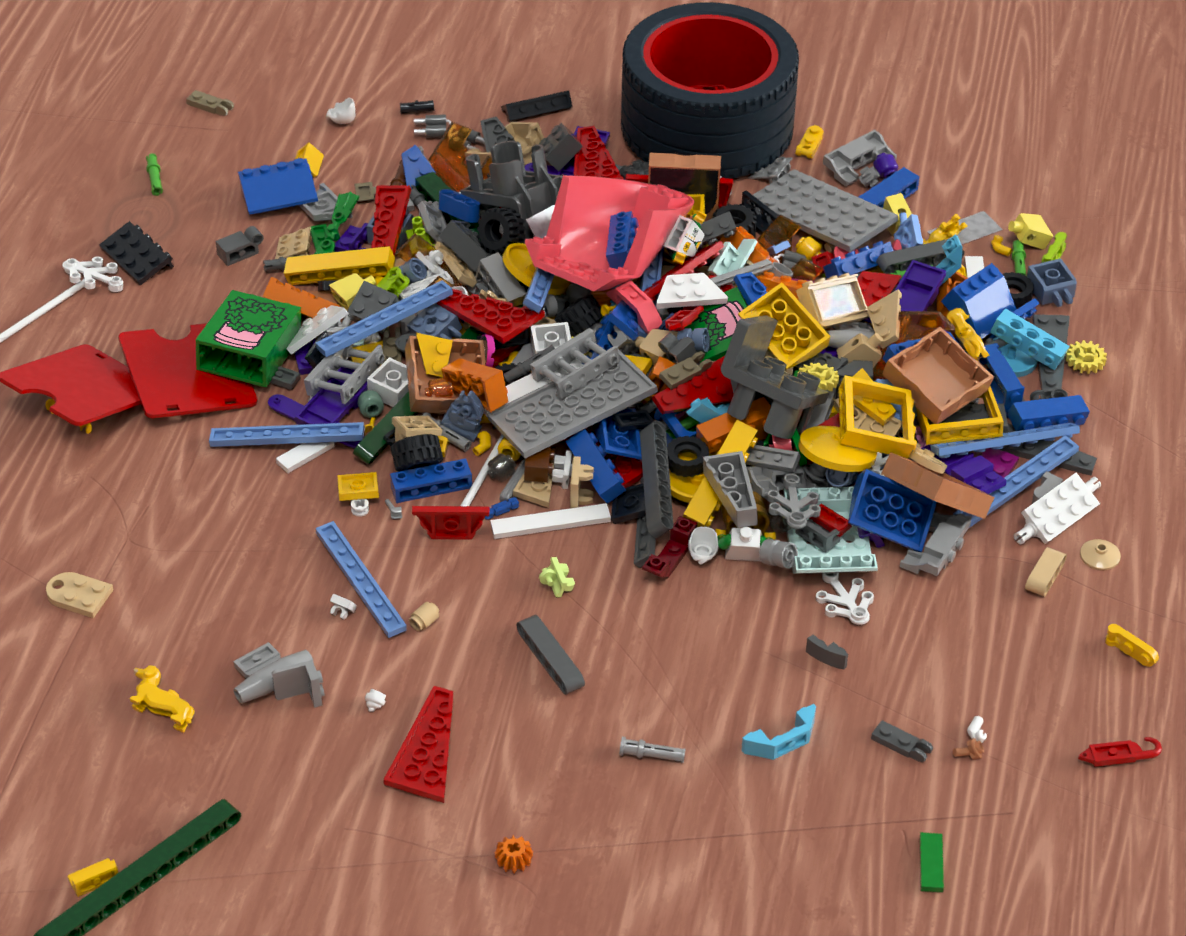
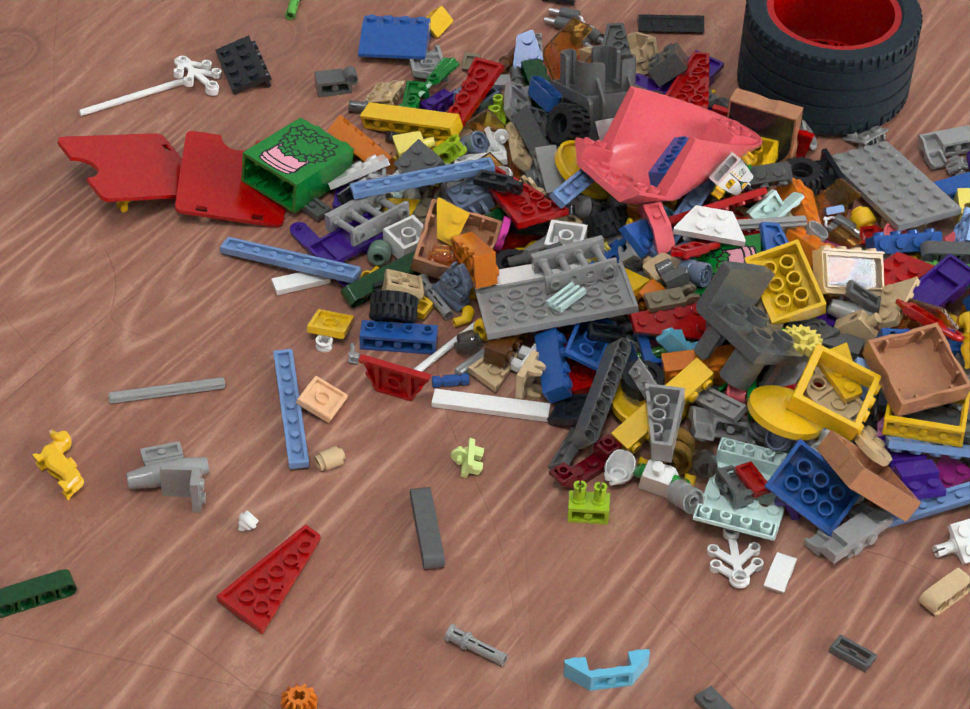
camera: 20 degrees right, 0 degrees up
(78, 593) = (43, 350): tan plate -> none
(227, 597) = (166, 390): none -> light grey axle
(342, 604) = (261, 426): white tile -> none
(387, 561) = (322, 399): none -> light nougat plate
(463, 302) = (498, 182): none -> black hinge
(580, 396) = (566, 297): none -> light aqua tile
(690, 453) = (641, 375): none -> light grey hinge
(691, 589) = (588, 506): none -> lime brick
(796, 518) = (715, 468): light grey plant -> none
(810, 142) = (916, 120): yellow plate -> none
(830, 655) = (689, 606): dark grey slope -> none
(855, 321) = (862, 296): none -> dark grey tile
(892, 599) = (779, 573): none -> white slope
(912, 323) = (918, 314): none -> red plate
(990, 653) = (850, 655): none -> dark grey tile

